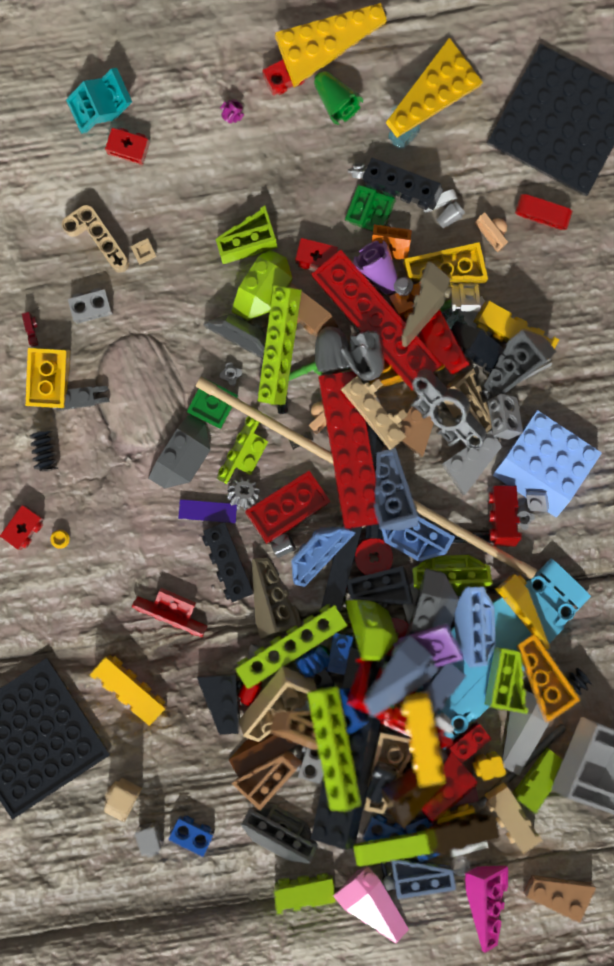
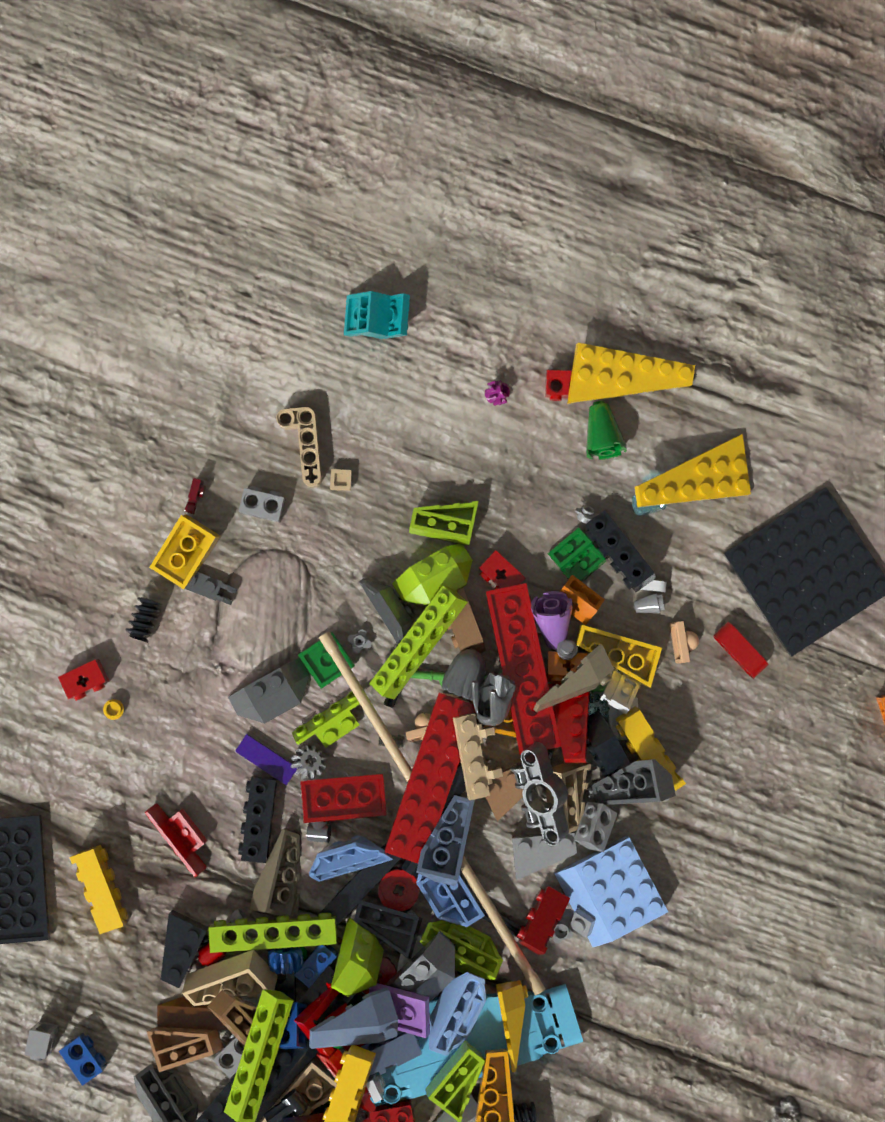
camera: 30 degrees right, 0 degrees up
(121, 799) = (38, 988): tan wedge -> none
(135, 152) = (369, 366): red brick -> none

